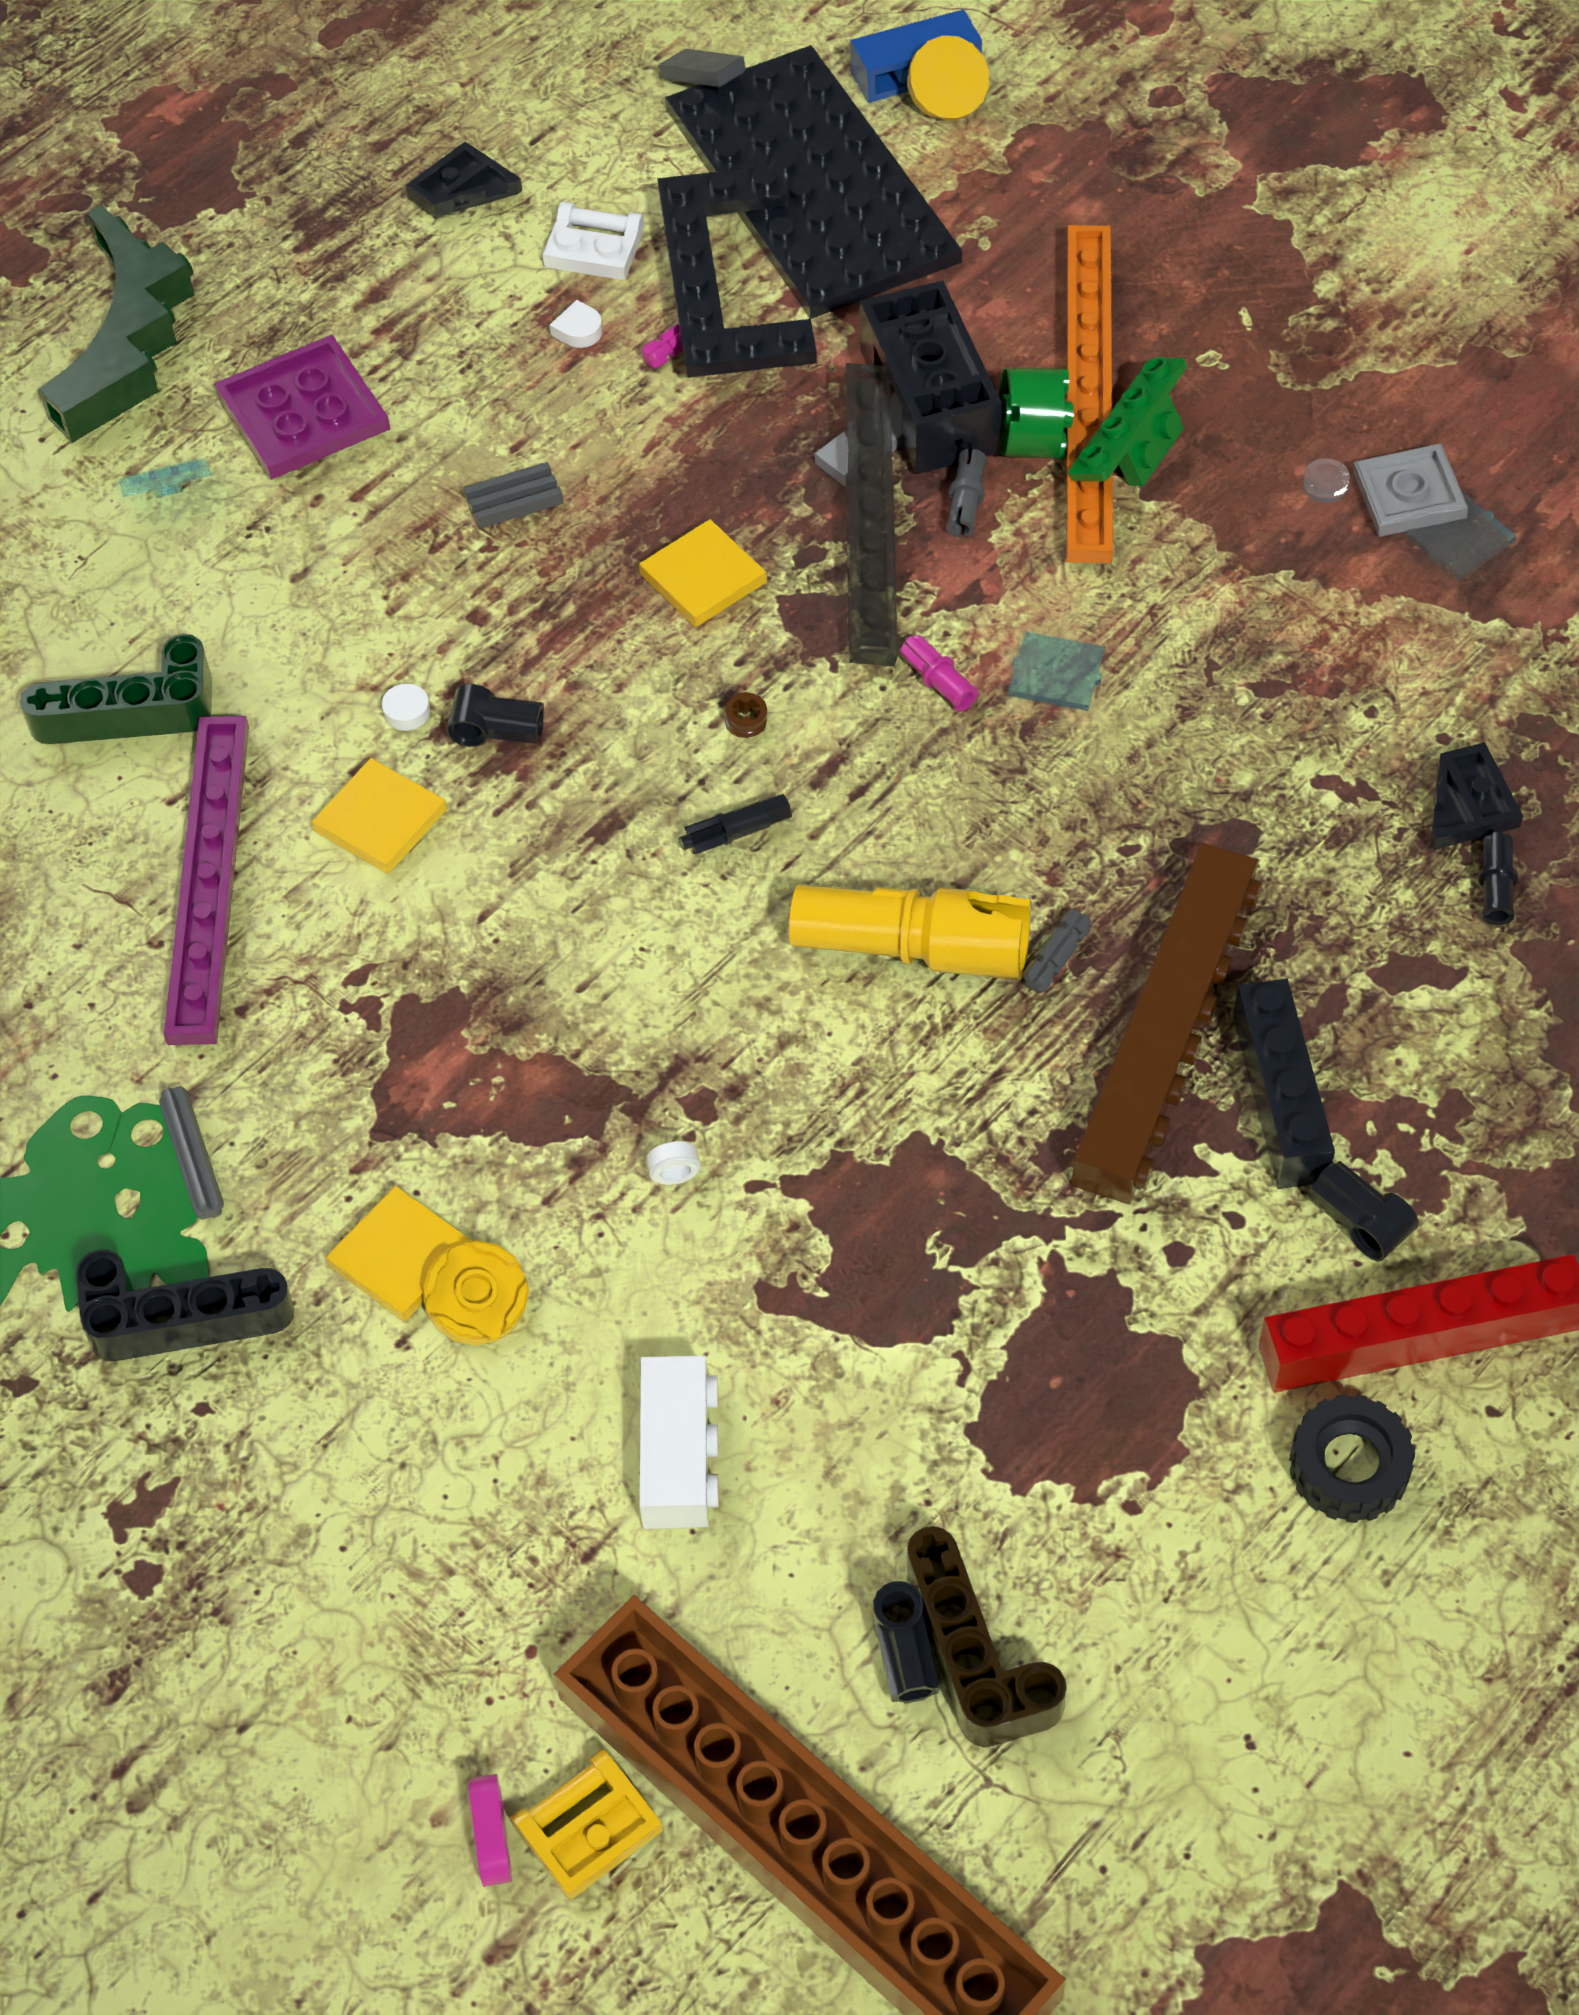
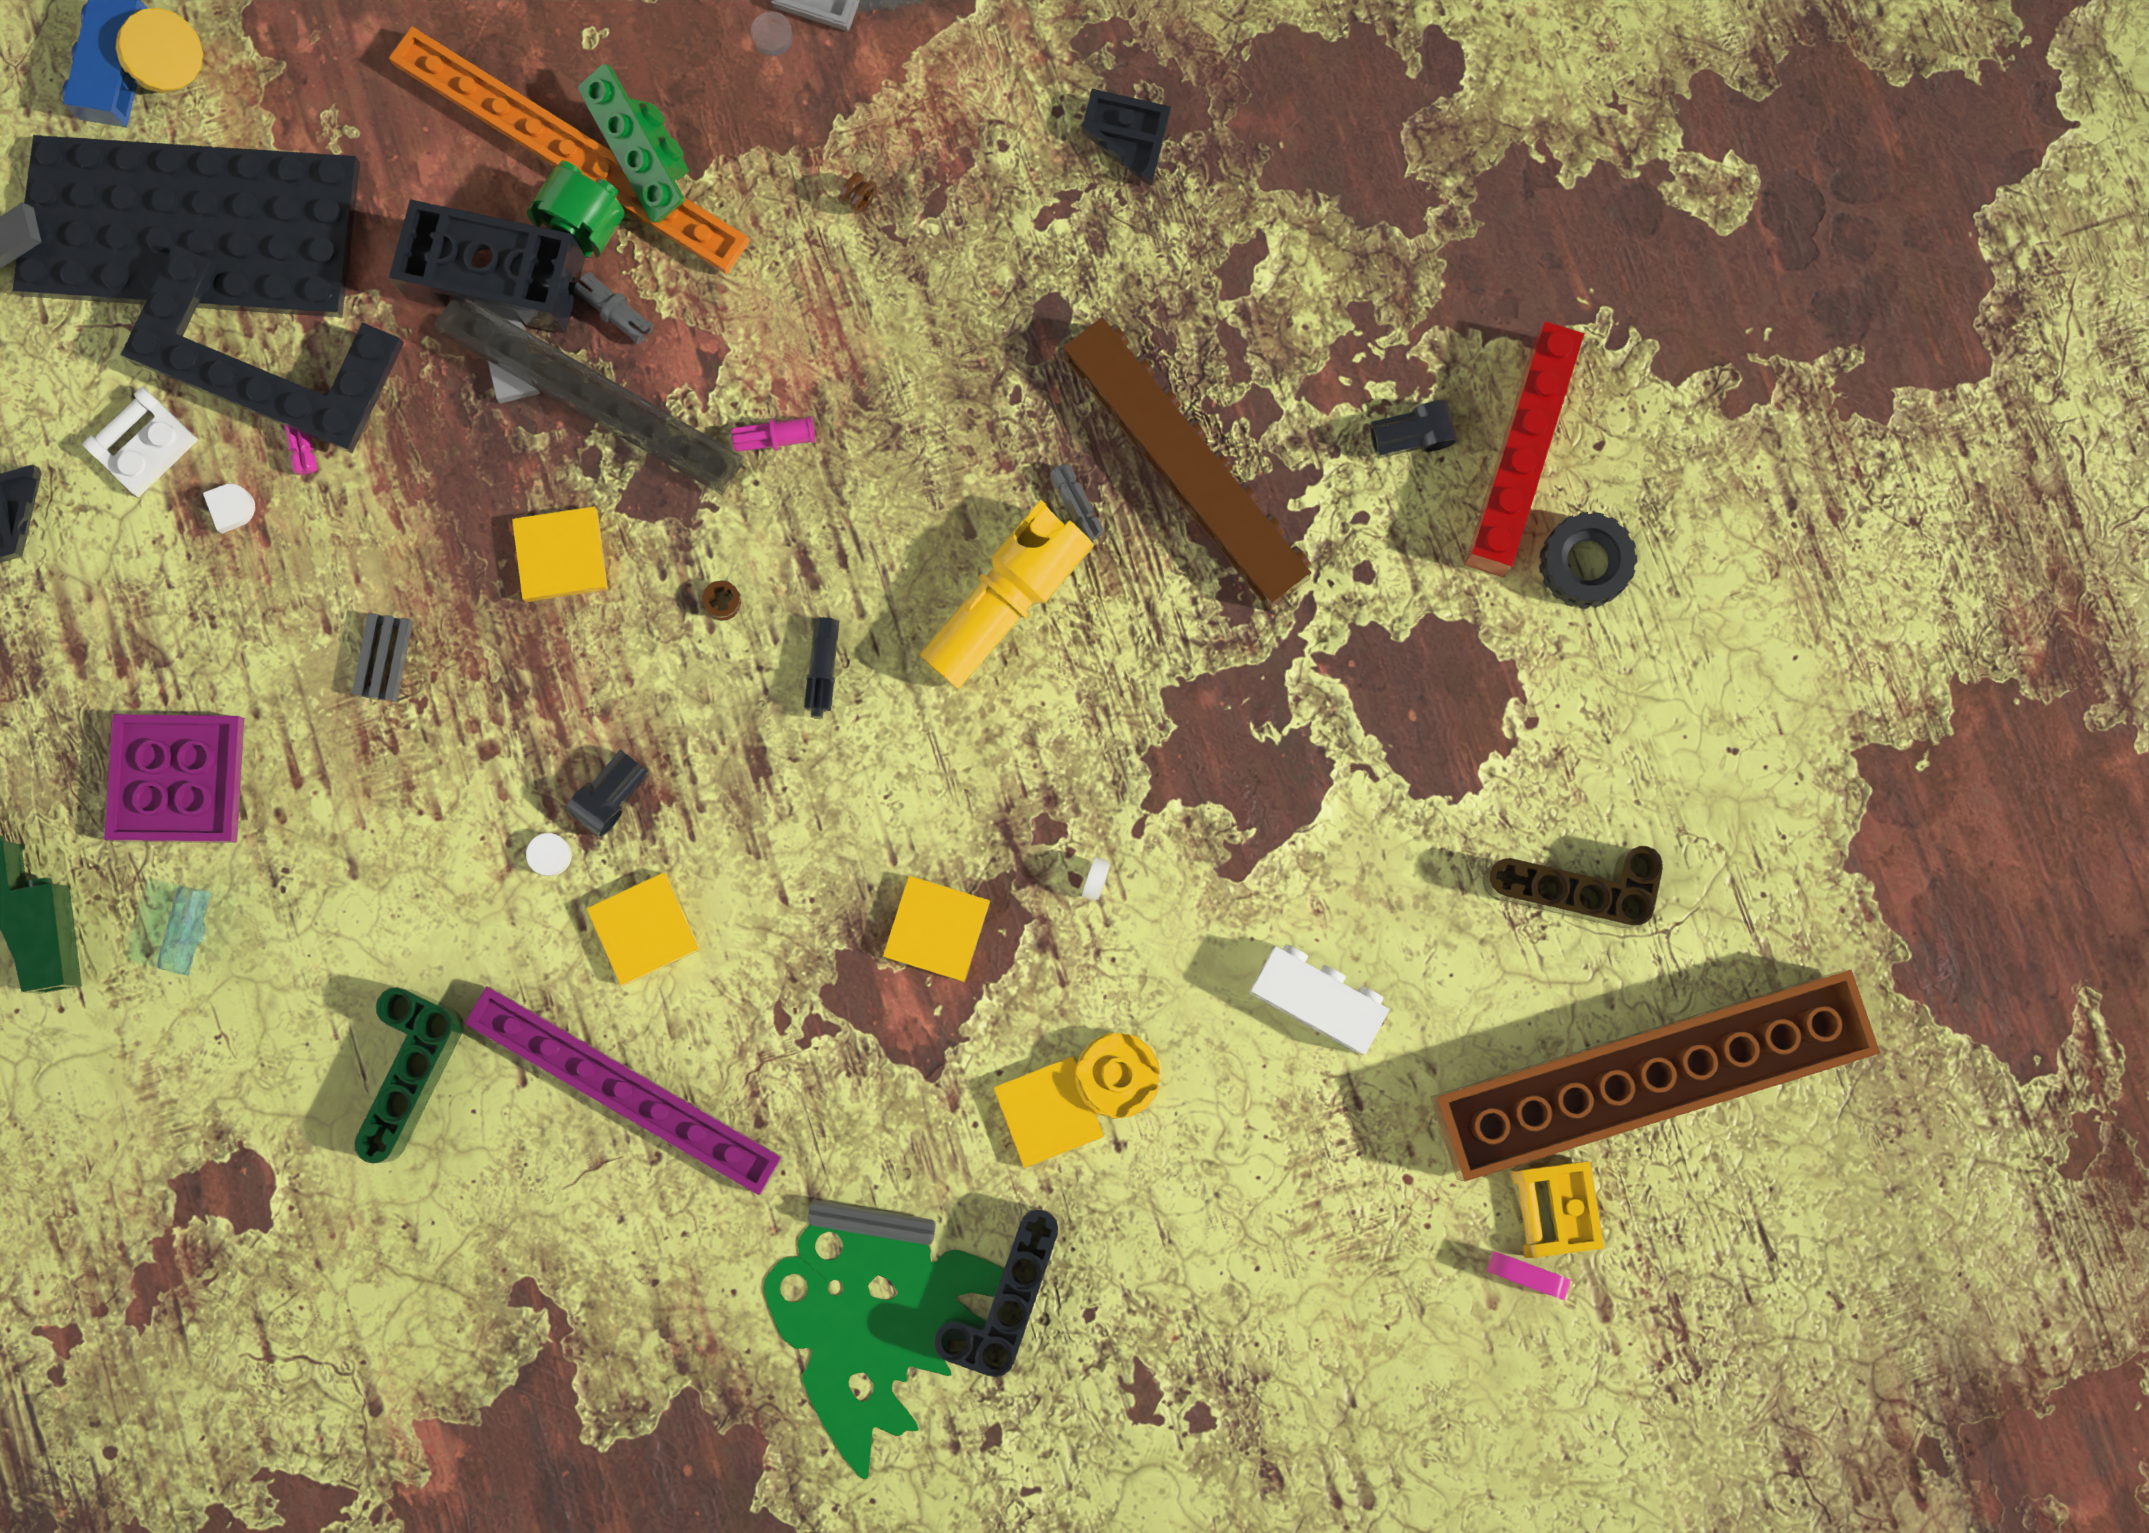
camera: 60 degrees left, 25 degrees up
(532, 1056) = (936, 928): none -> yellow tile
(904, 1645) = (1555, 933): black piece -> none
(1056, 671) = (823, 346): clear light blue piece -> none
(1225, 614) = (857, 192): none -> reddish brown bush
(1282, 1083) = (1287, 419): black brick -> none
(1498, 878) = (1205, 158): black axle -> none

